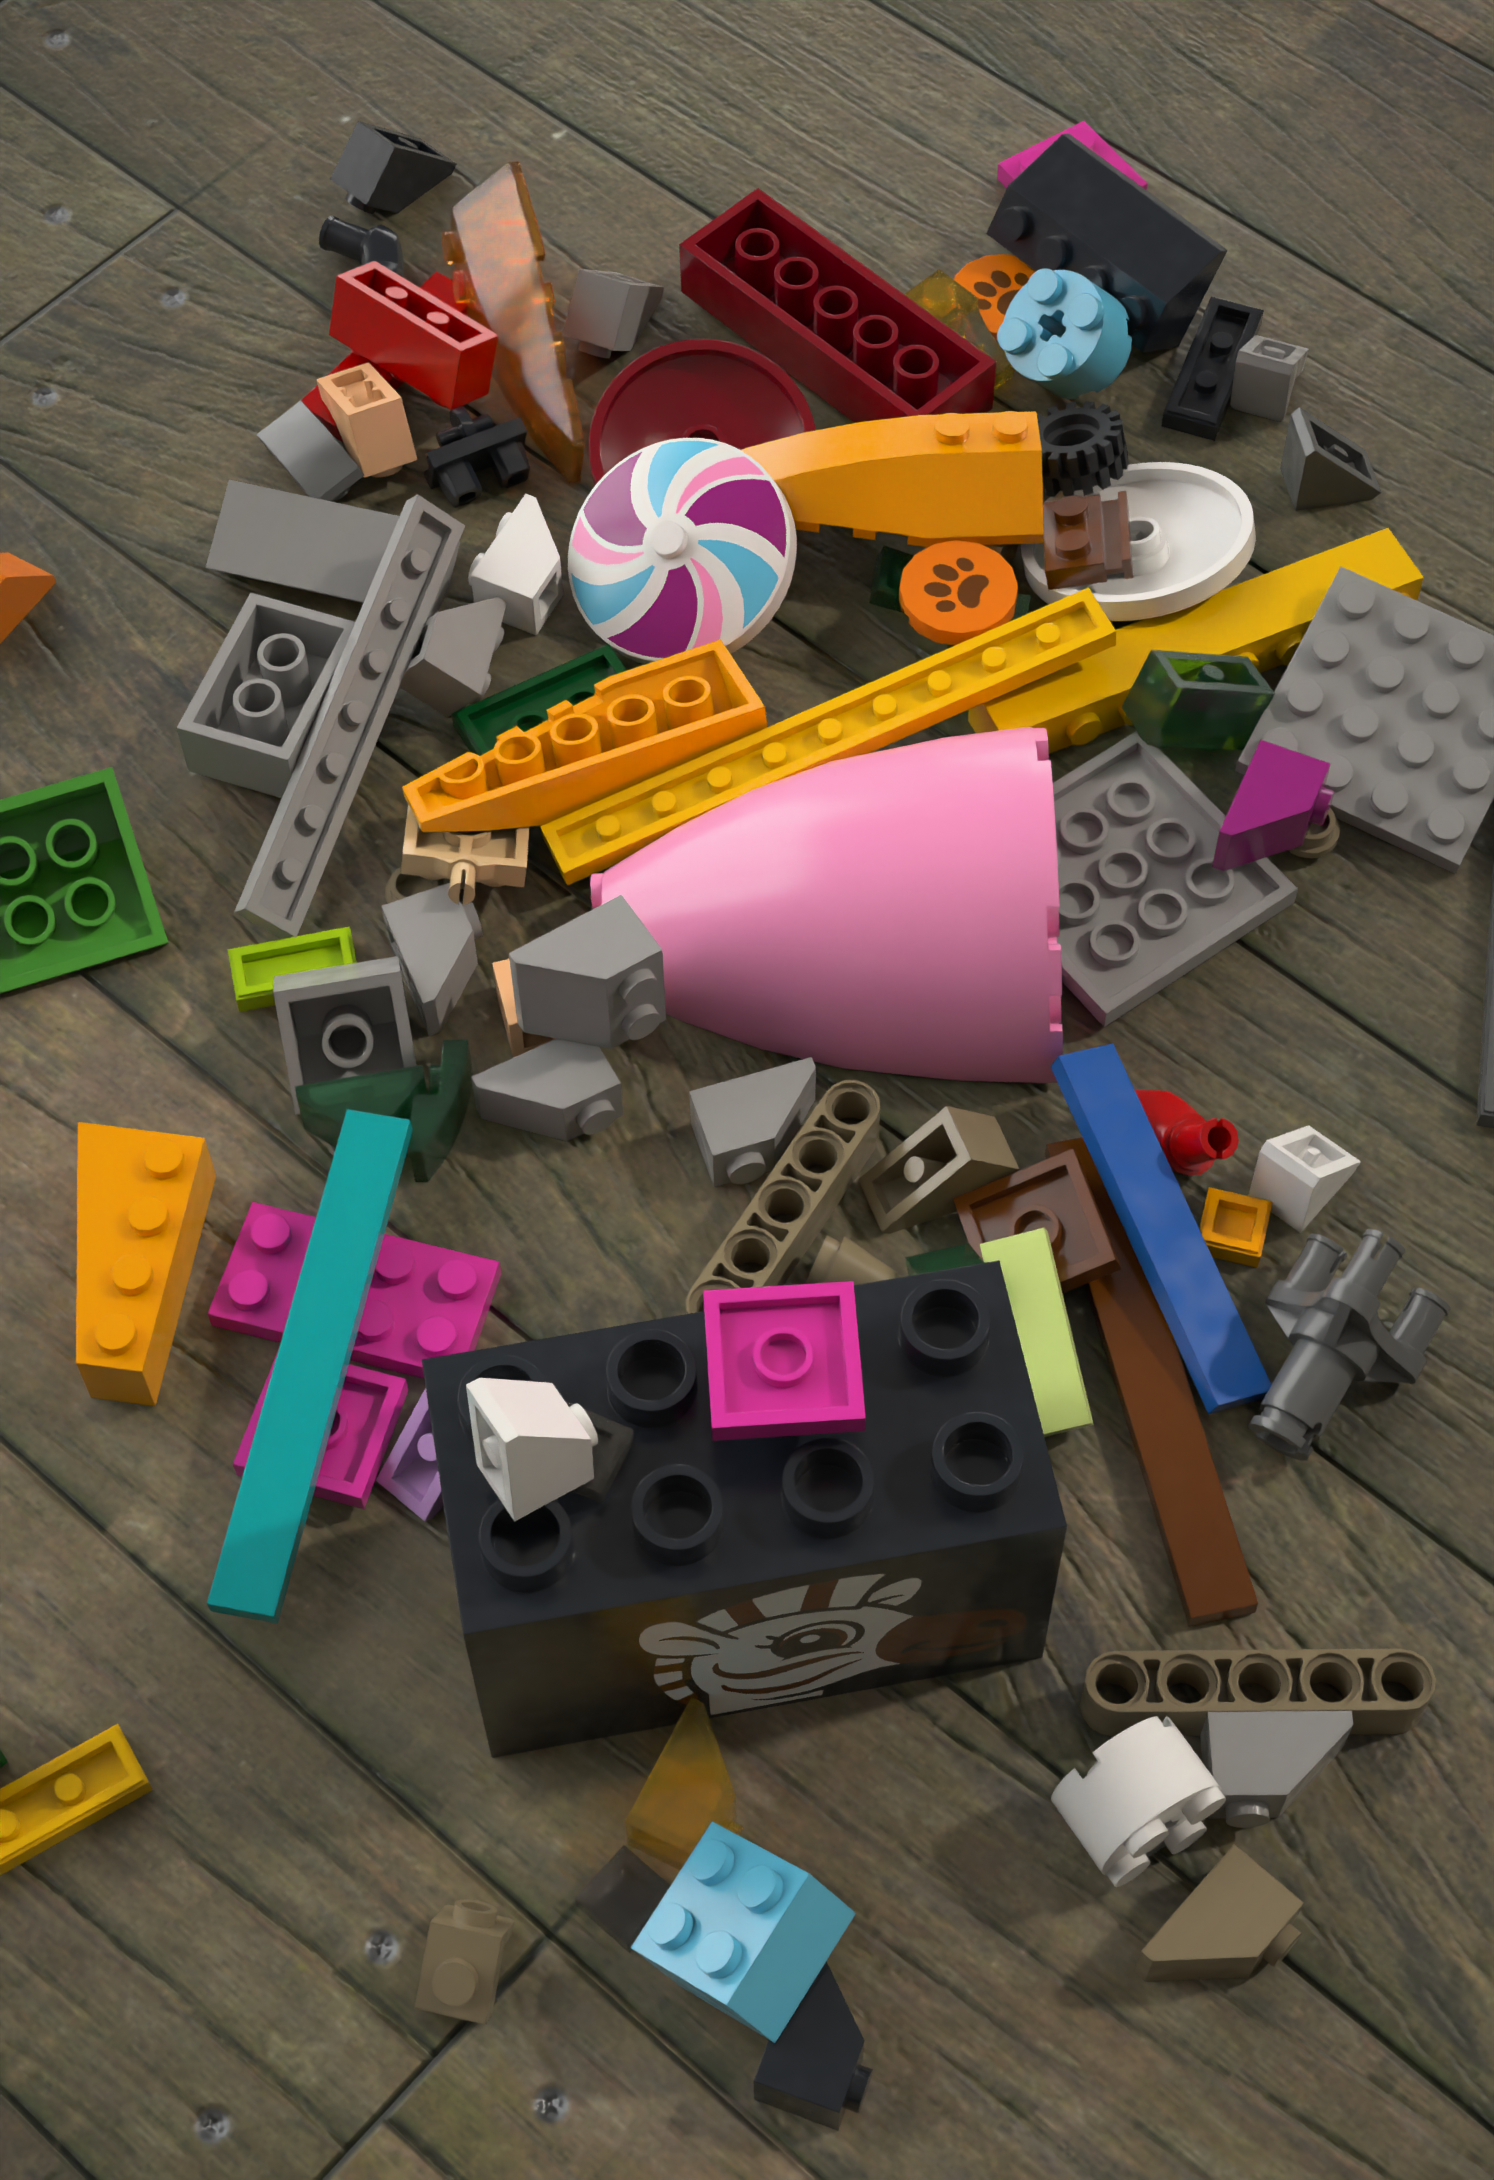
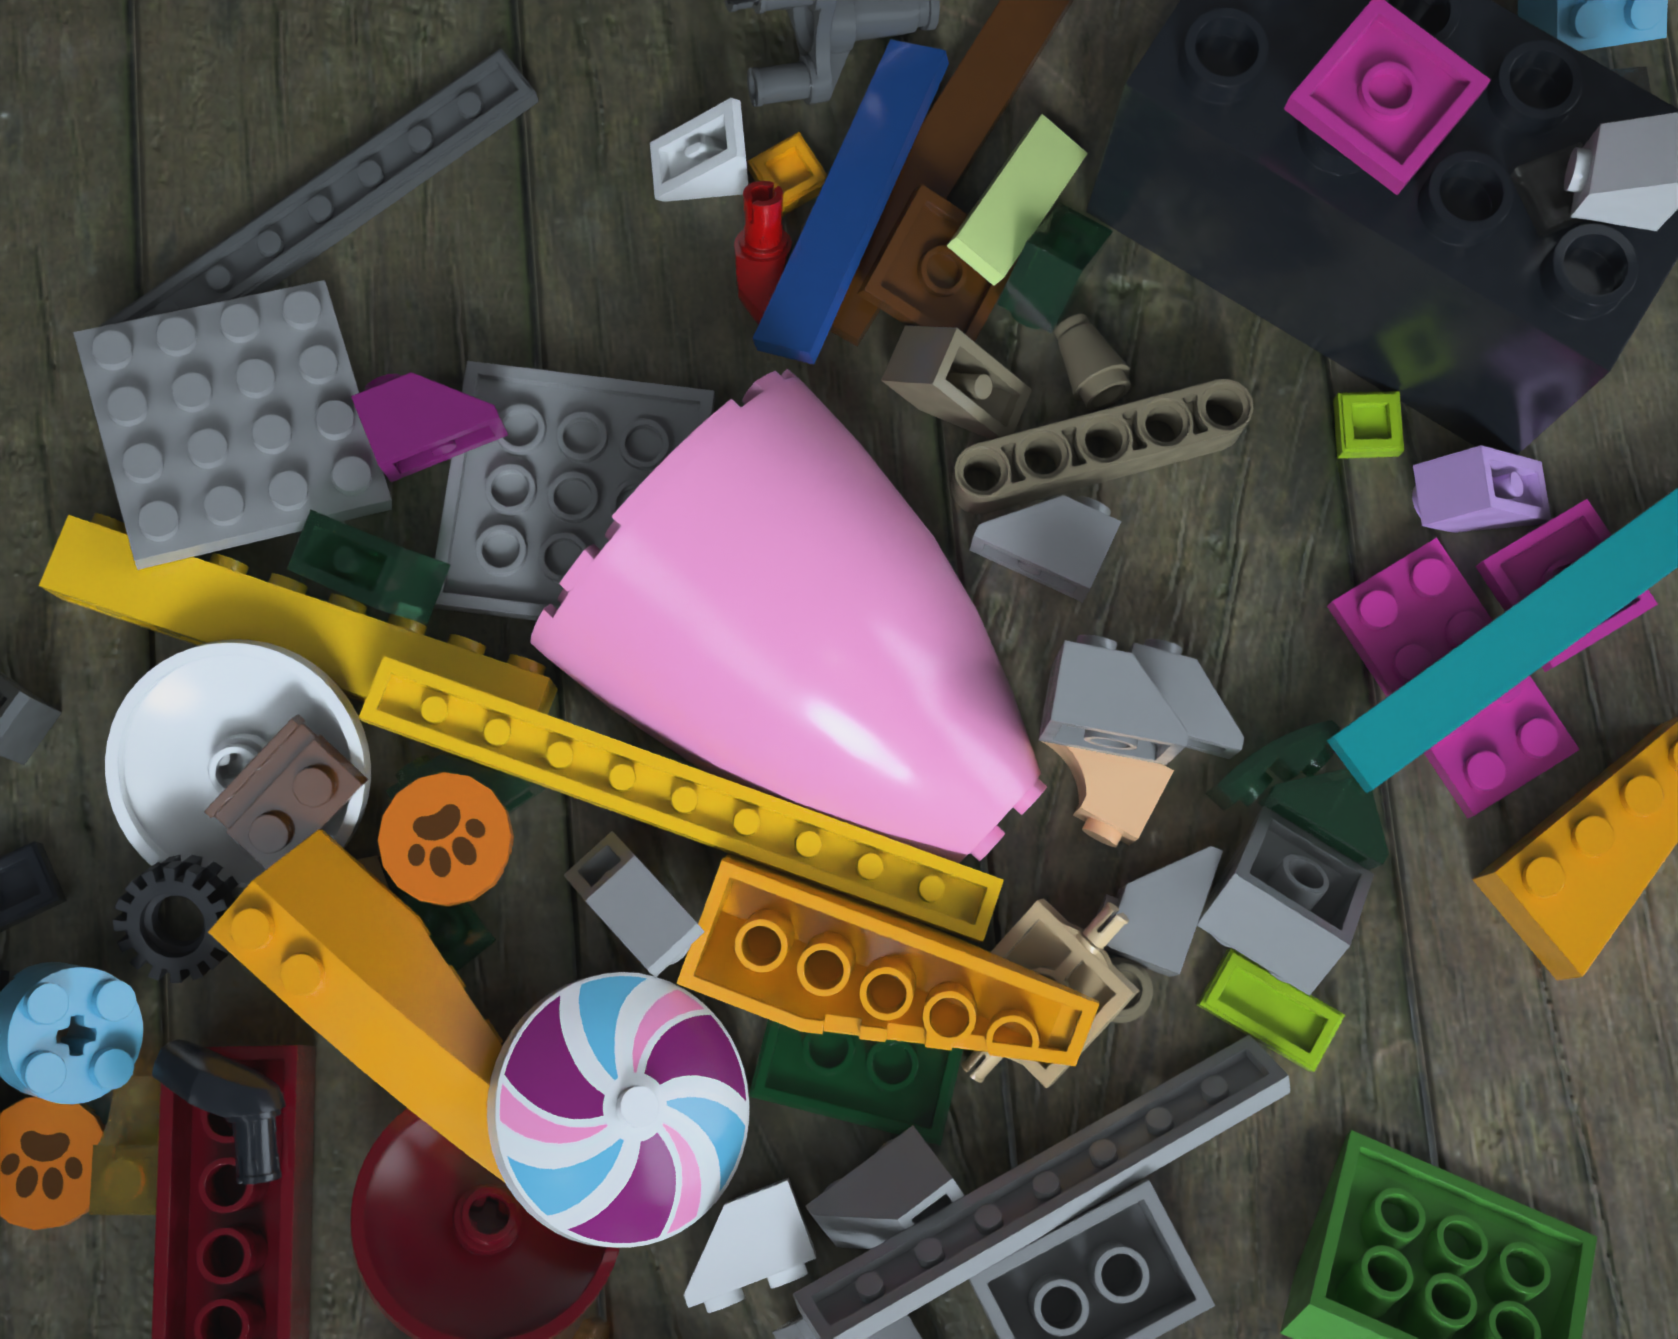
camera: 140 degrees left, 20 degrees up
(796, 657) = (634, 904): none -> light grey slope
(921, 352) = (232, 1092): none -> black arm

